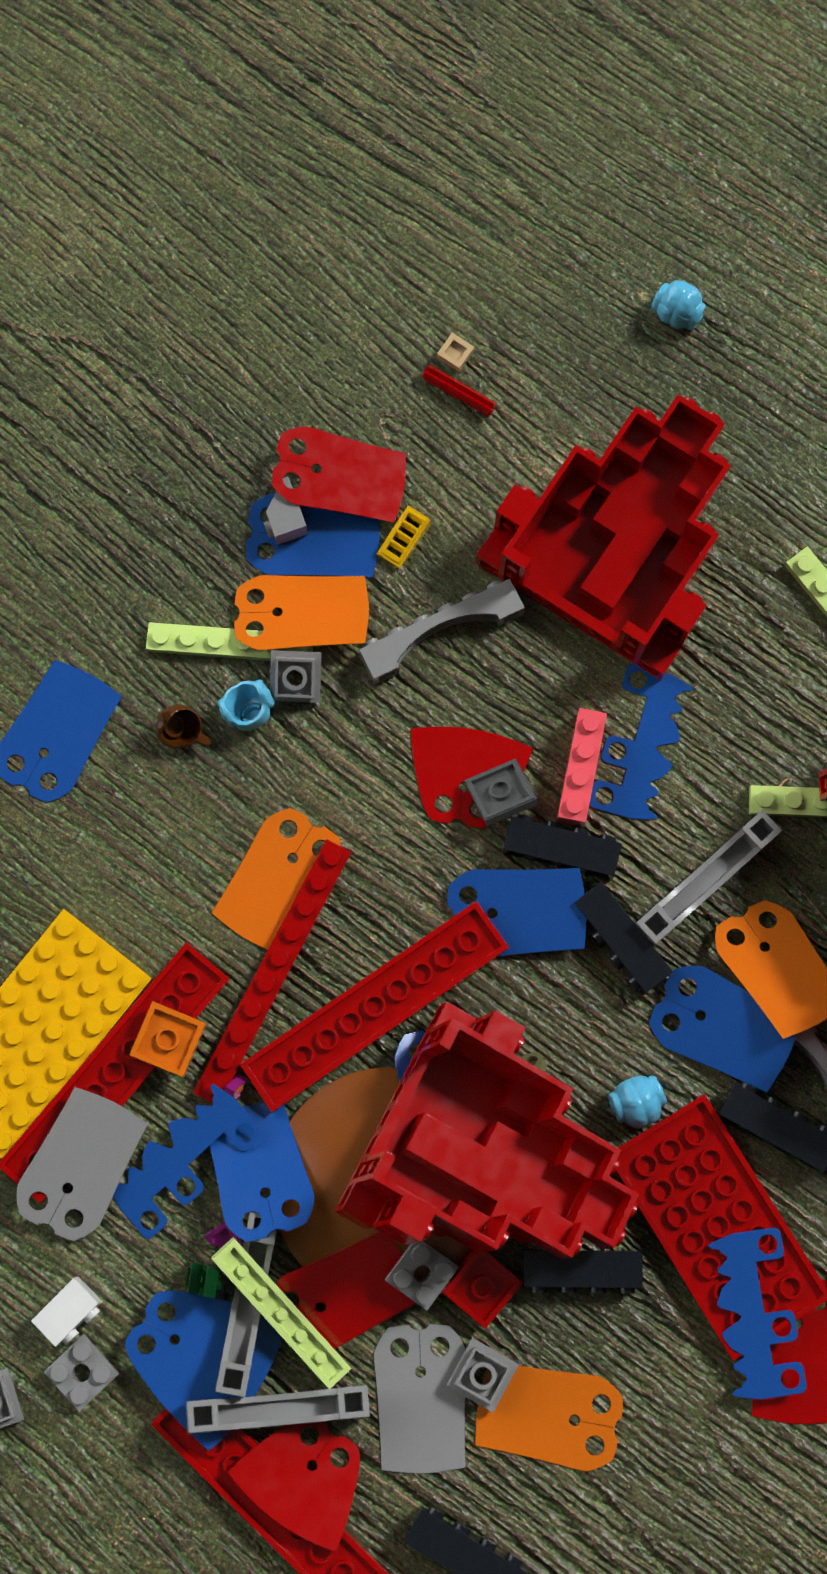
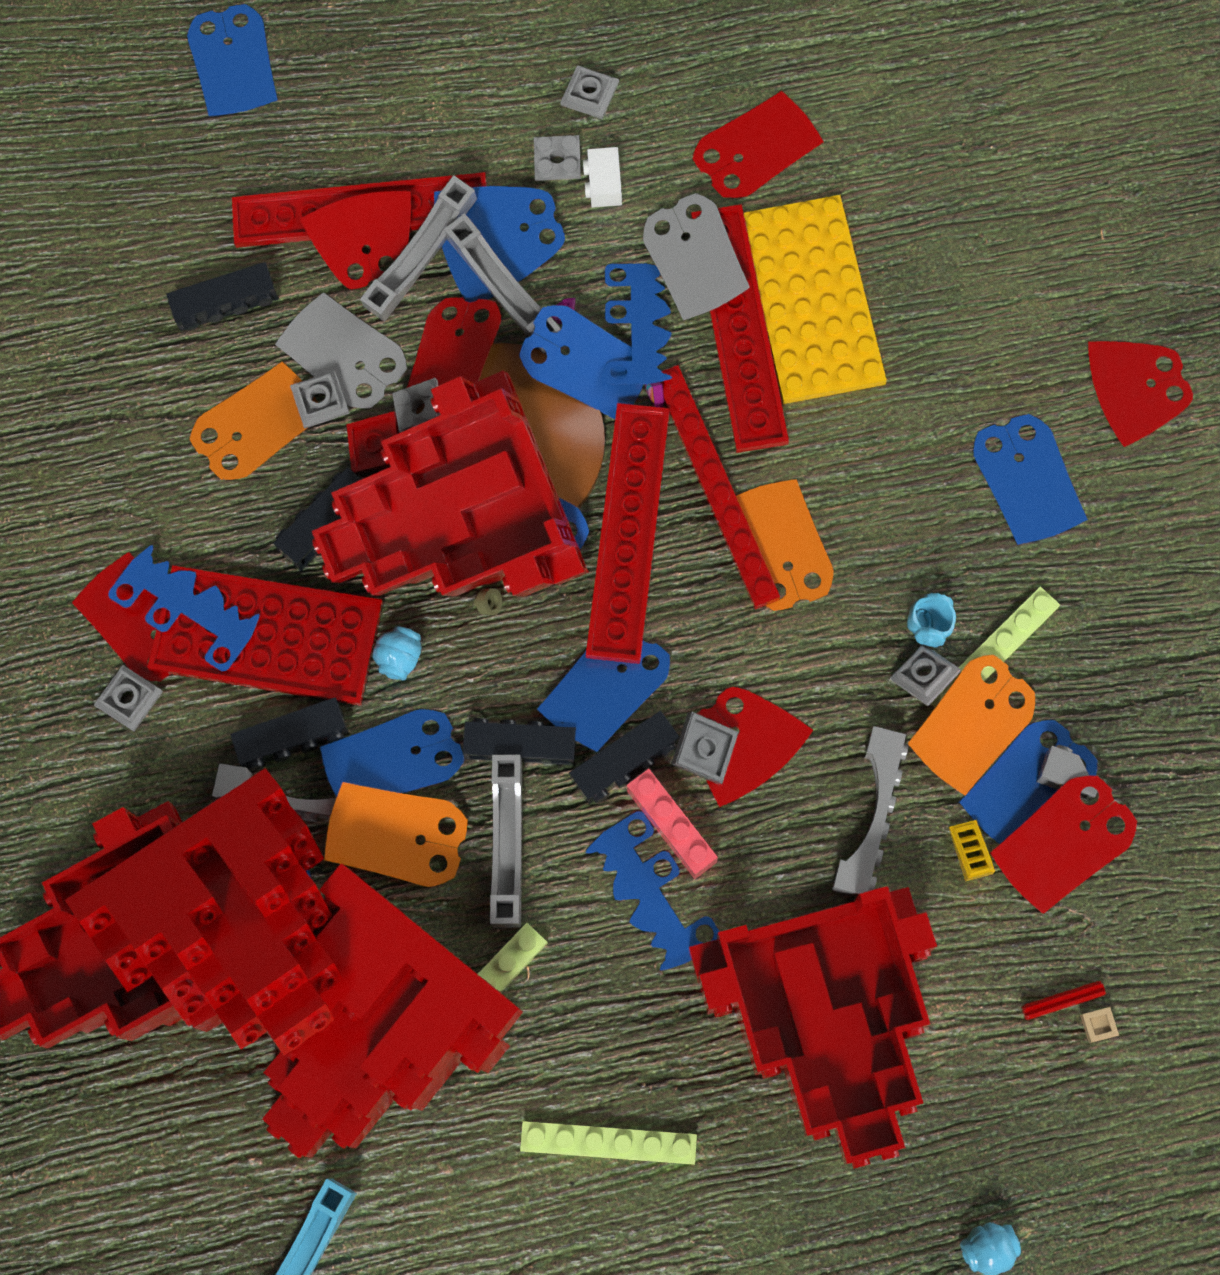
camera: 135 degrees right, 5 degrees down
(168, 1039) = (728, 371): orange plate -> none
(180, 727) = (956, 560): reddish brown hair -> none
(204, 1279) = (544, 274): dark green brick -> none
(281, 1313) = (478, 300): yellowish green plate -> none

